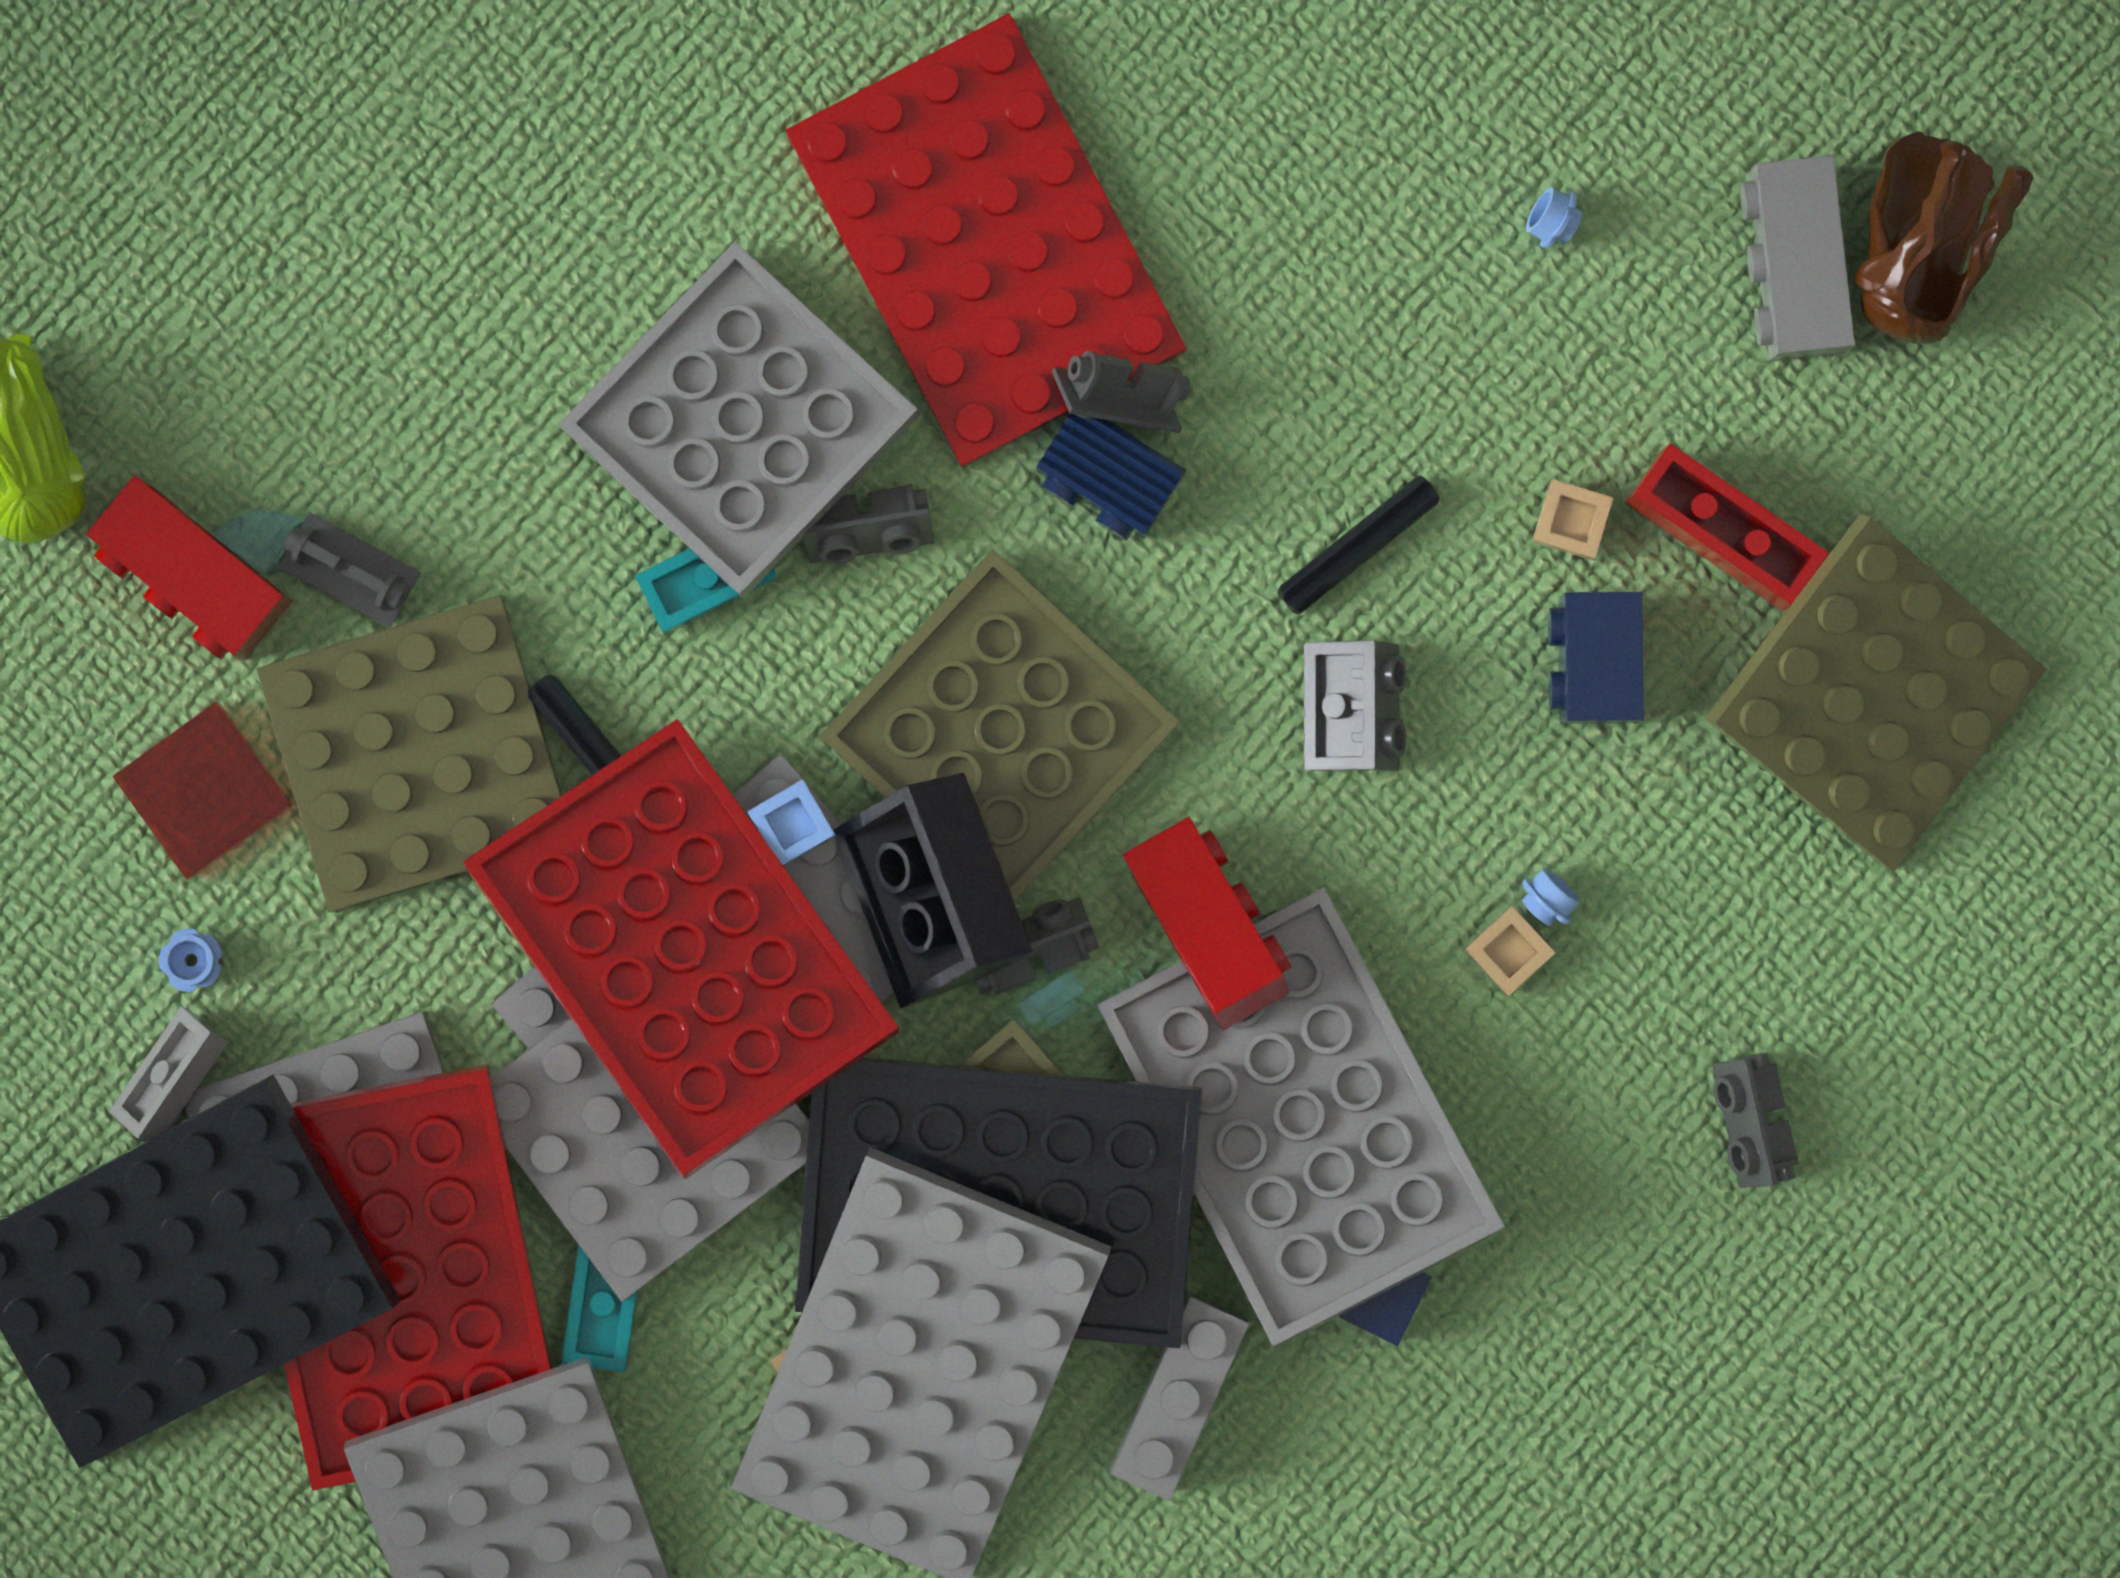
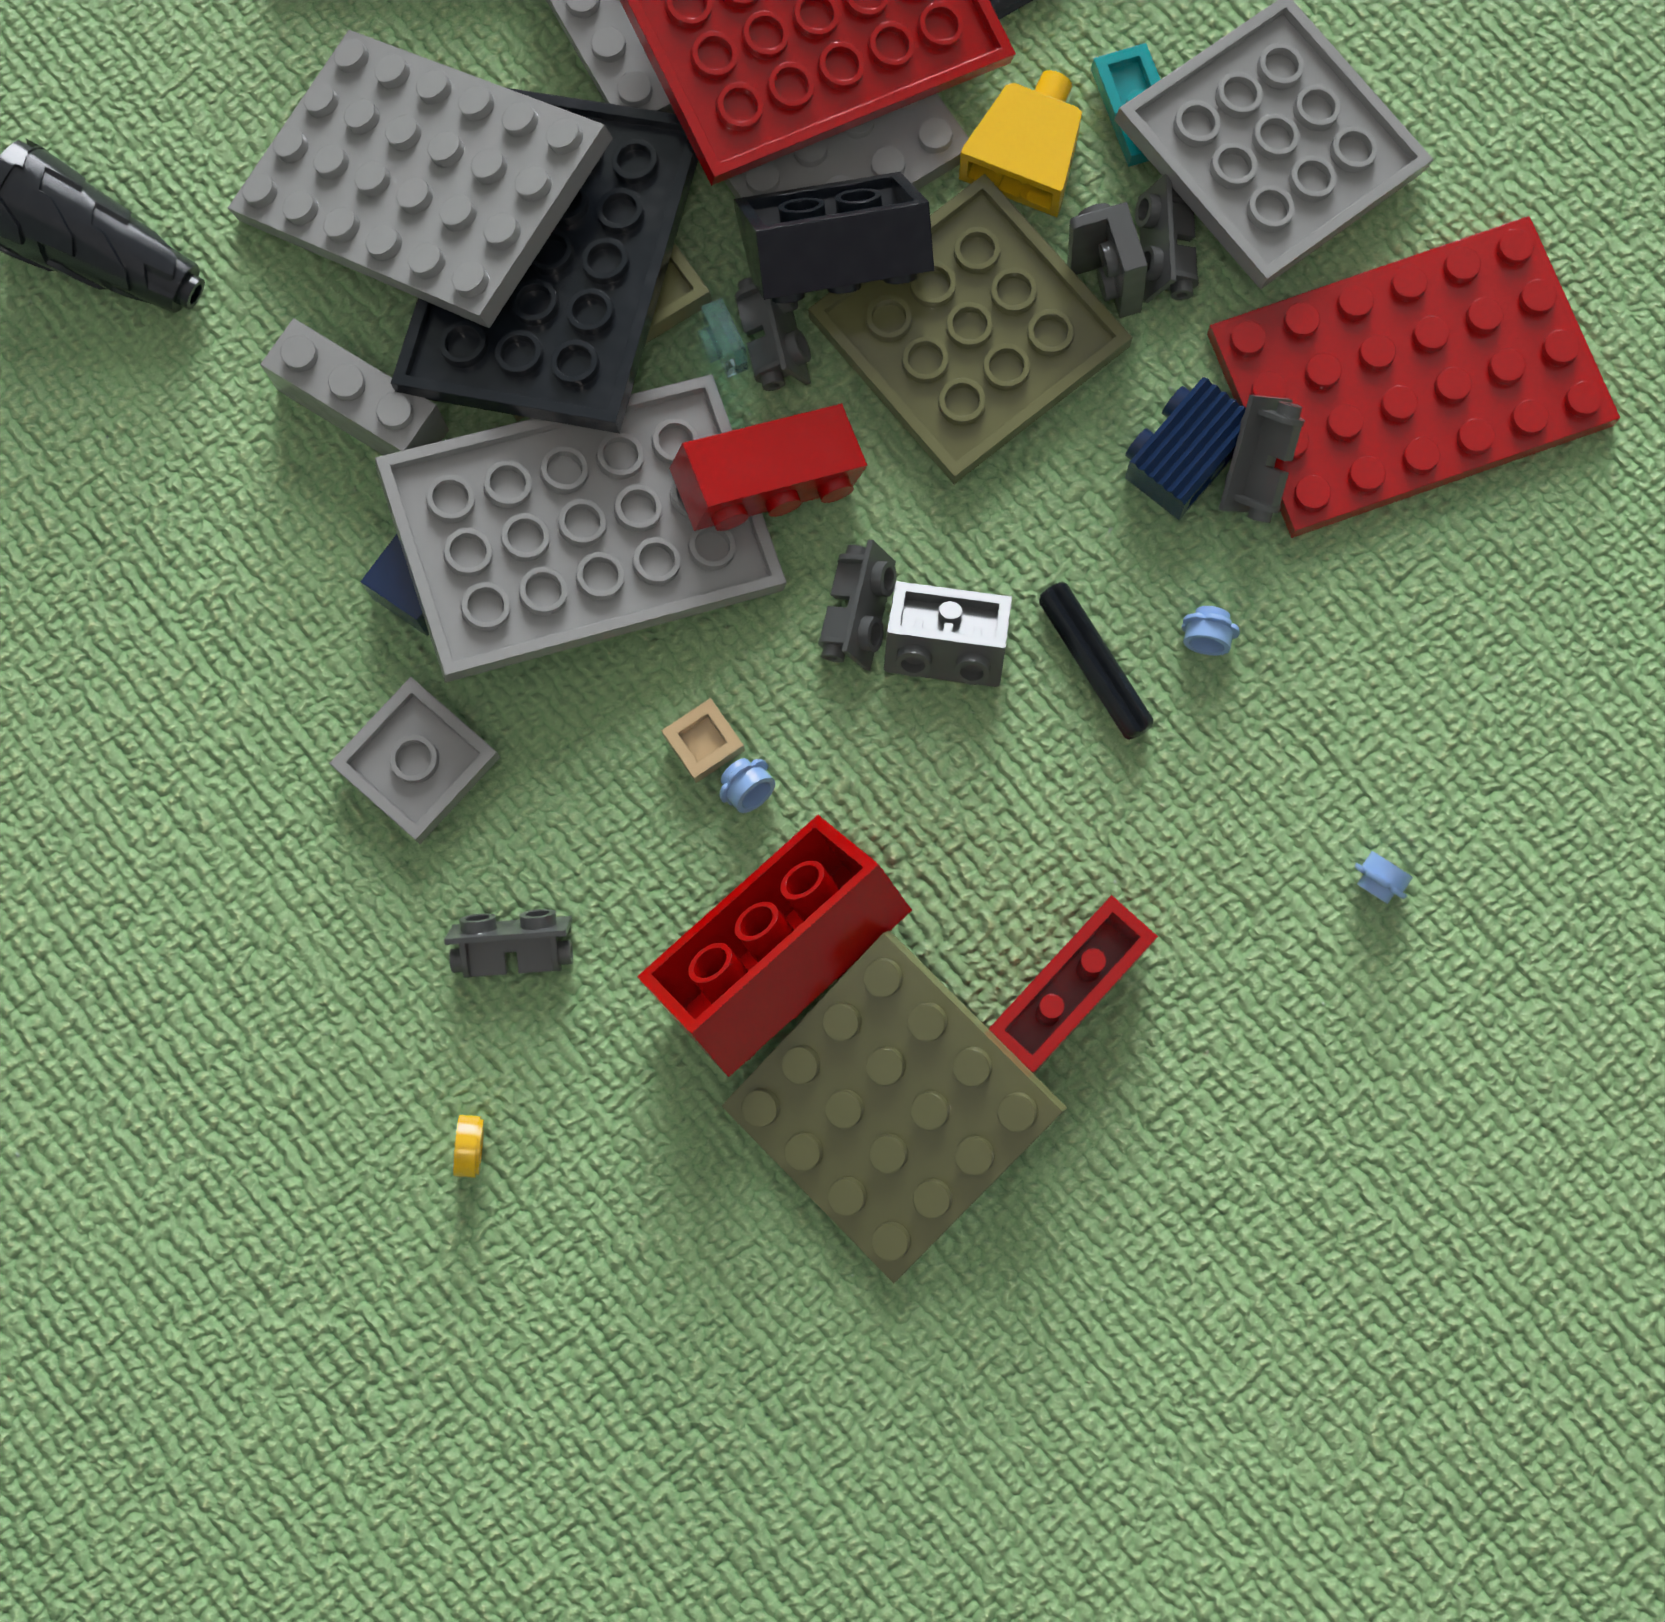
camera: 100 degrees right, 10 degrees down
(772, 691) = (1026, 143): none -> yellow torso
(791, 822) = (910, 132): light blue plate -> none
(919, 571) = (1108, 242): none -> dark grey bracket
(1305, 801) = (866, 580): none -> dark grey hinge
(1310, 427) = (1209, 631): none -> light blue plate
(1572, 519) = (1095, 853): tan plate -> none
(1575, 1256) = (415, 760): none -> light grey plate
(1597, 658) = (962, 856): dark blue brick -> none
(1731, 838) = (775, 944): none -> red brick
(1798, 258) = (1321, 1099): light grey brick -> none
(1923, 230) = (1333, 1227): reddish brown hair -> none
(1975, 1126) = (468, 1146): none -> yellow tile

